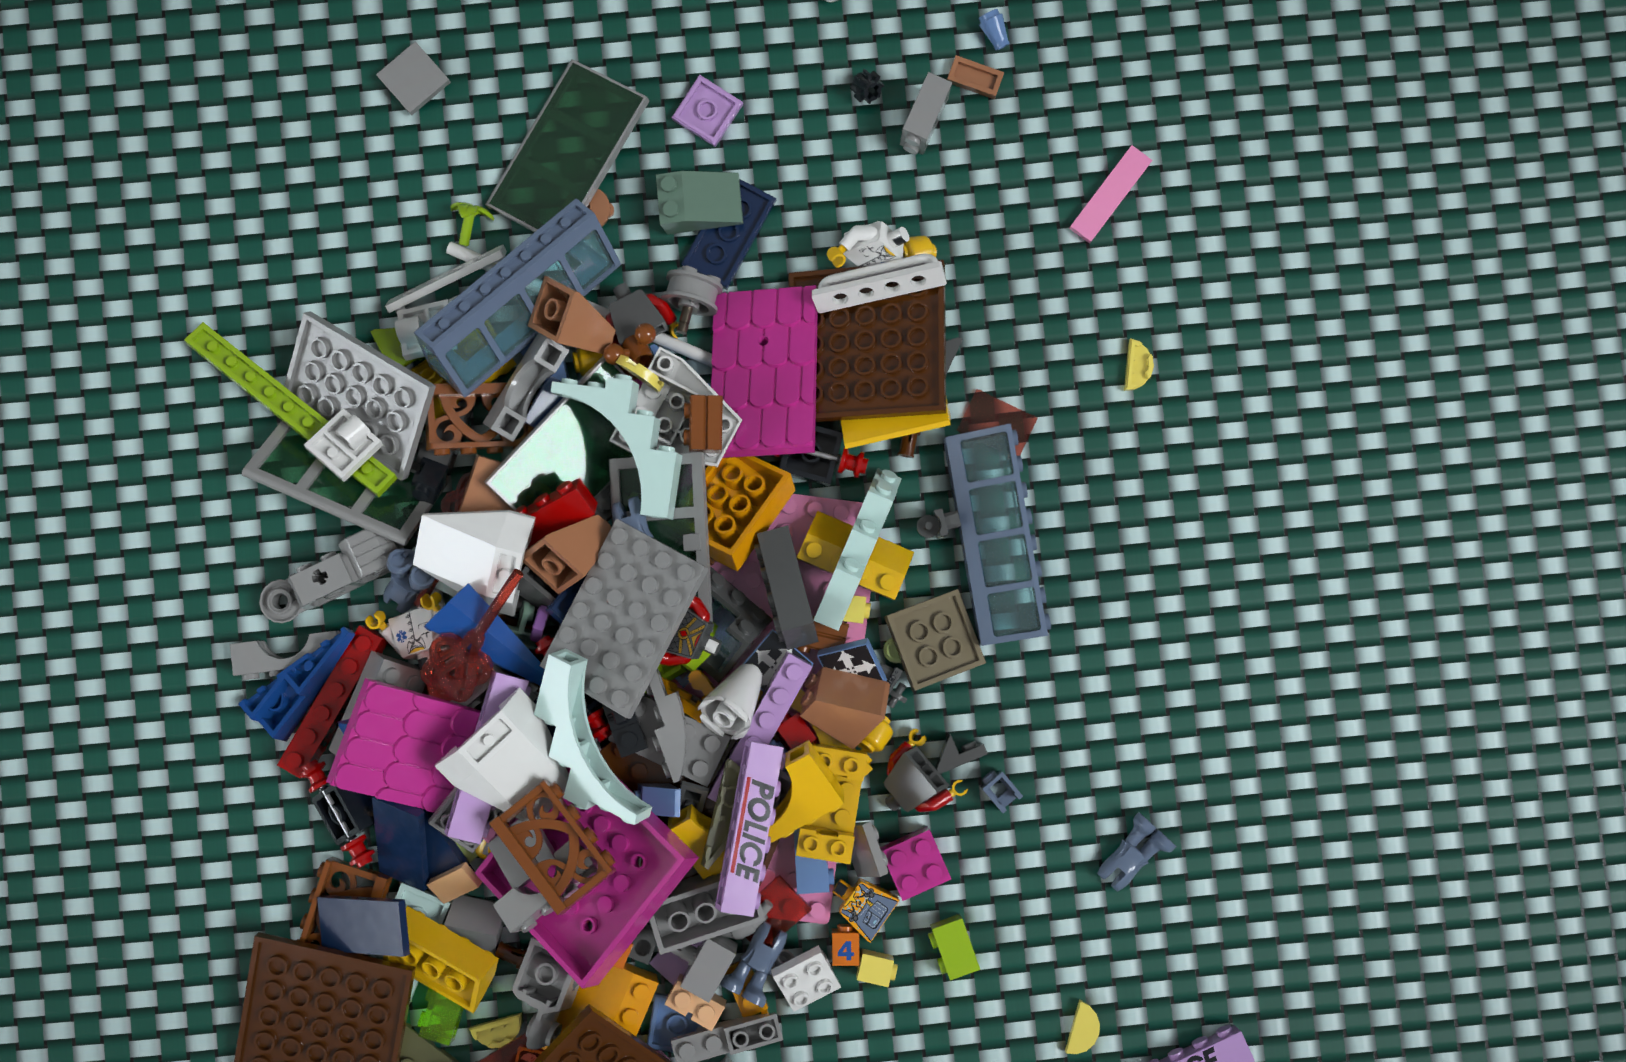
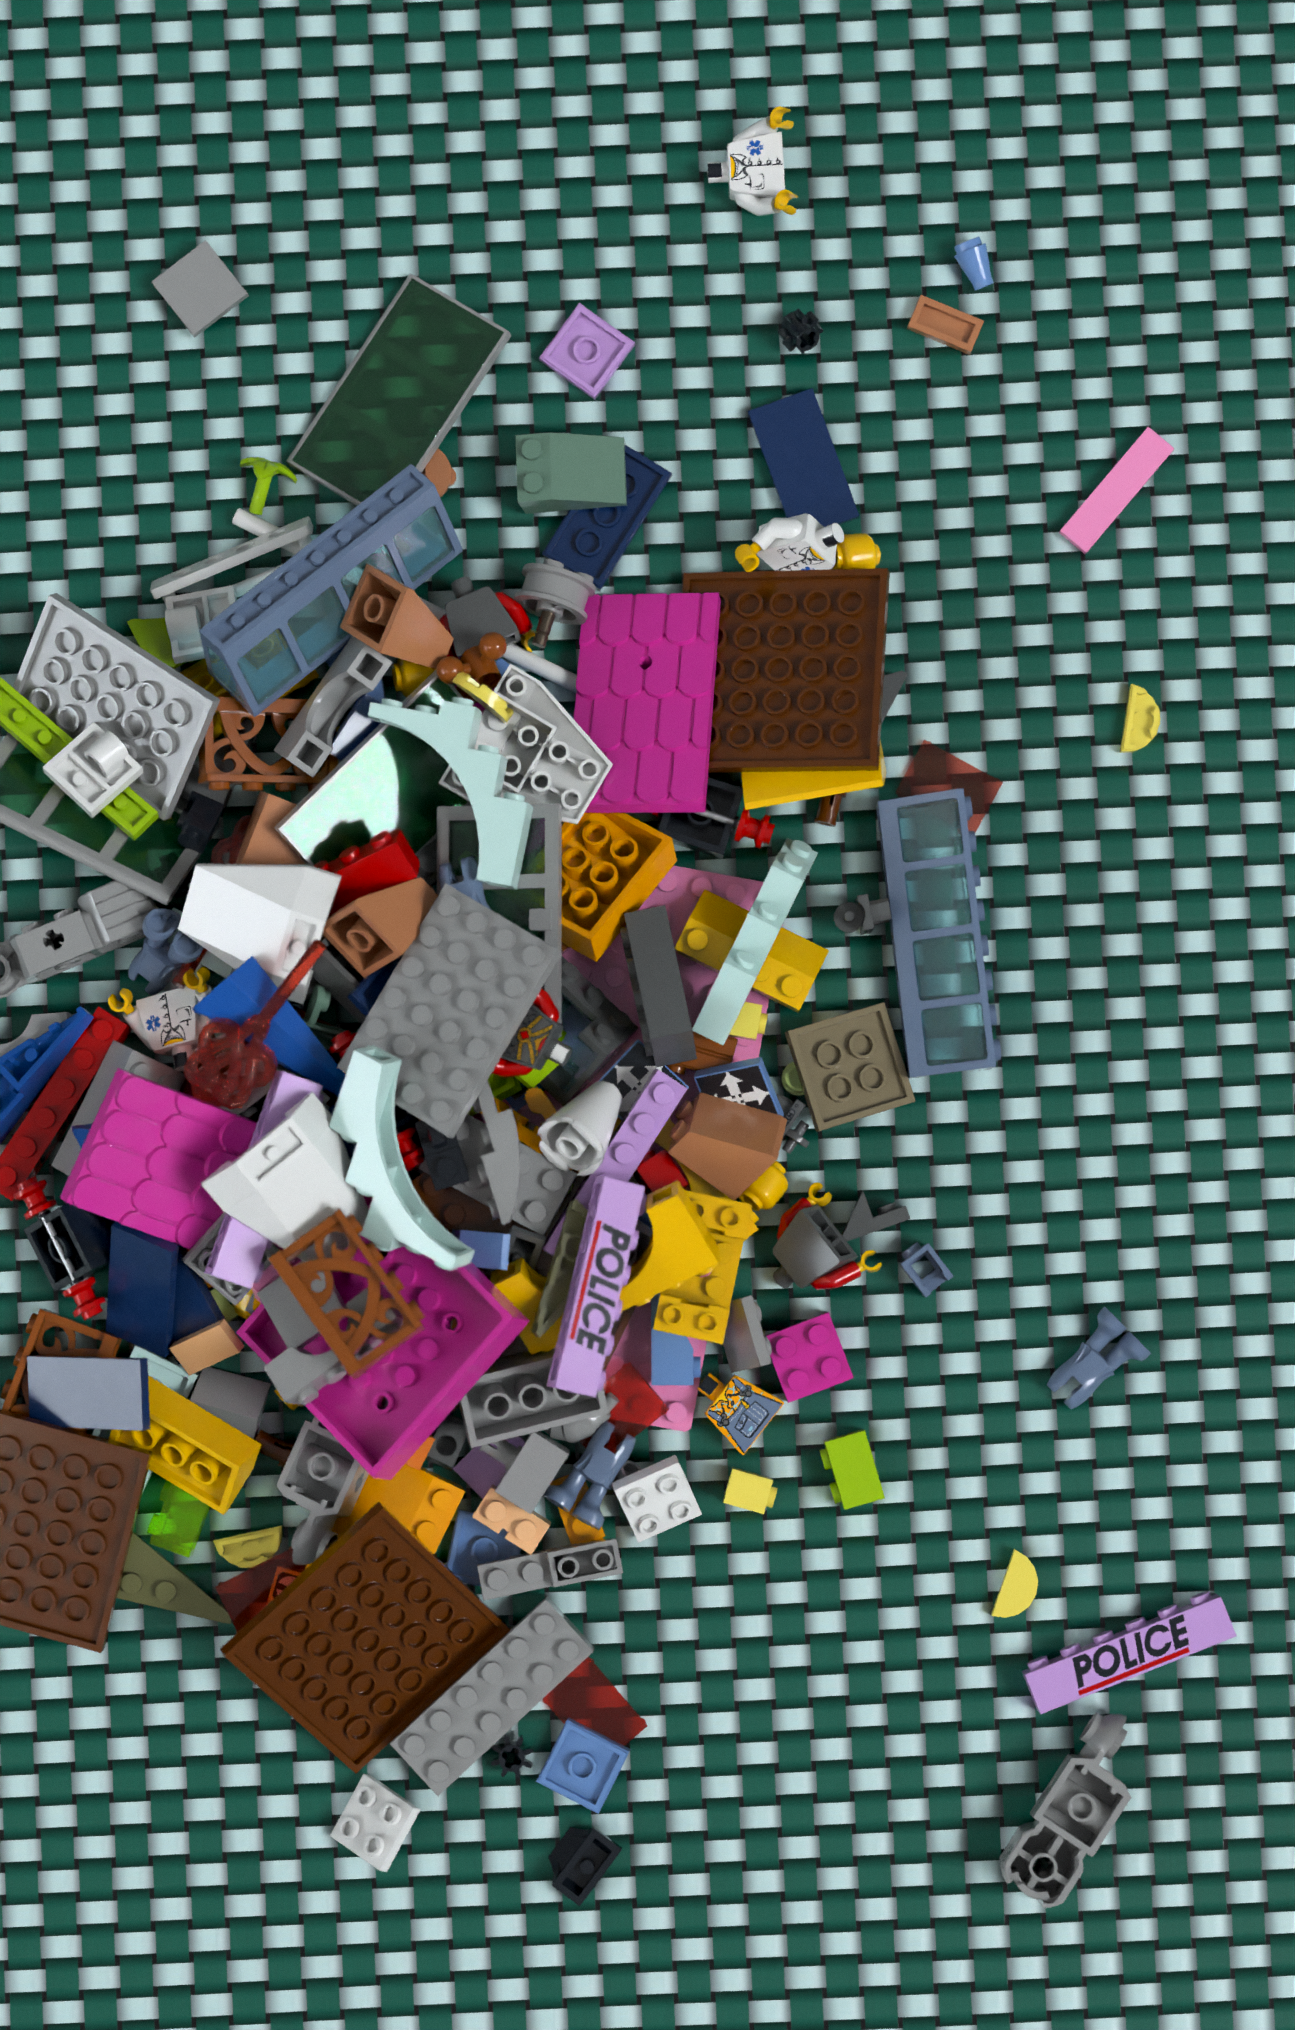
camera: 10 degrees right, 0 degrees up
(539, 624) = (336, 1015): medium lavender tile -> none
(704, 423) = (565, 767): dark orange brick -> none
(834, 284) = (871, 586): white piece -> none
(845, 946) = (710, 1459): orange brick -> none
(874, 182) = (803, 459): none -> dark blue tile
(925, 114) = (875, 373): light grey brick -> none

